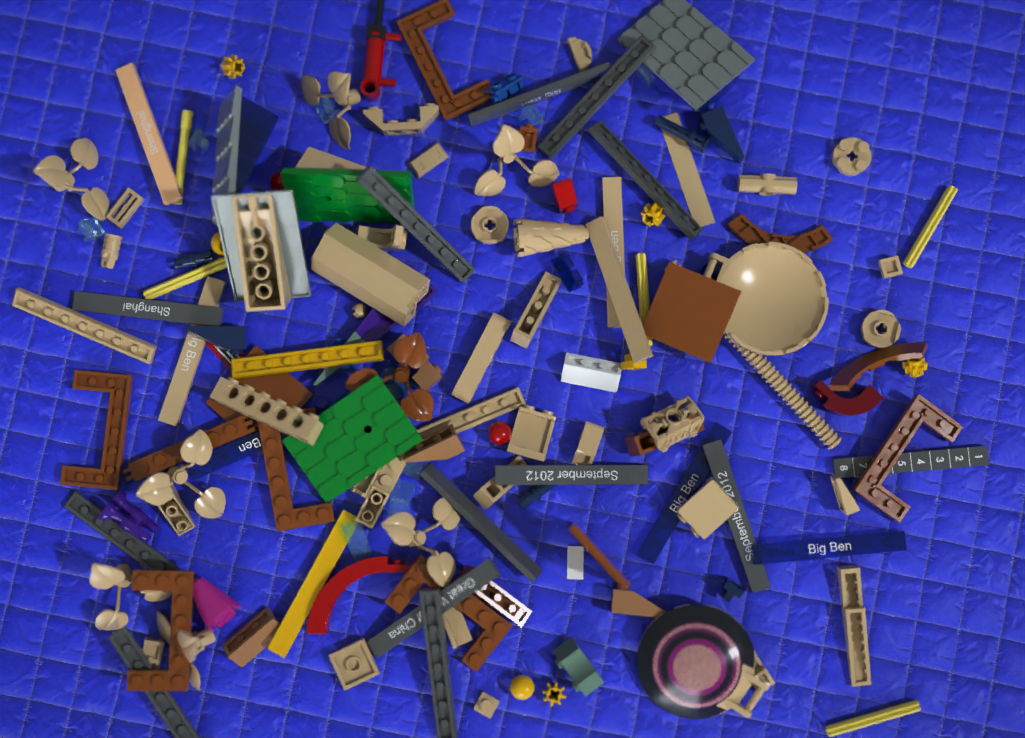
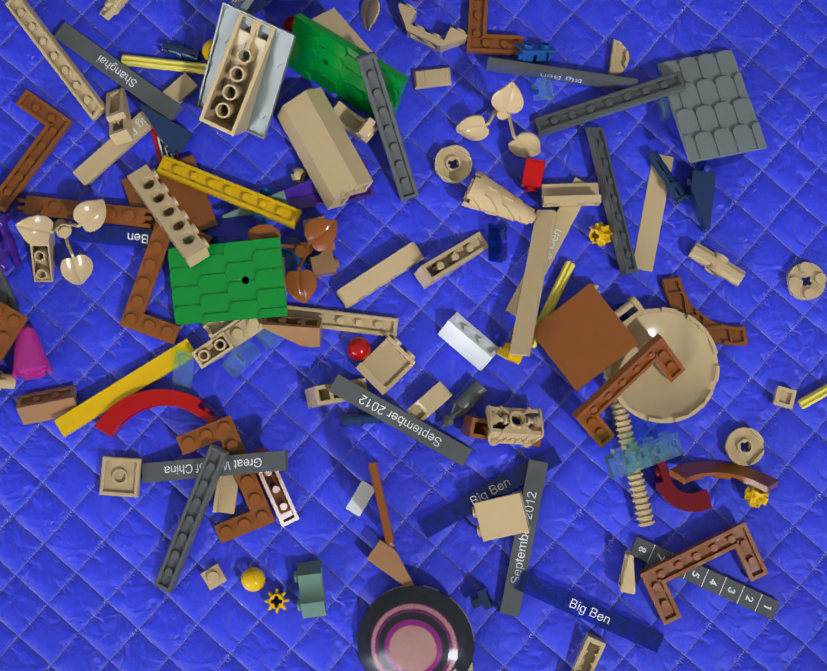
camera: 25 degrees right, 0 degrees up
(171, 348) = (119, 117): none -> tan slope
(400, 529) = (224, 384): tan plant -> none
(481, 522) = (299, 417): dark grey tile -> none
(529, 134) = (530, 107): dark orange bracket -> none
(607, 195) = (570, 195): none -> tan panel
(618, 428) = (464, 402): none -> dark grey wheel
(758, 291) = (653, 352): none -> dark orange plate
(799, 385) = (643, 455): none -> clear light blue brick

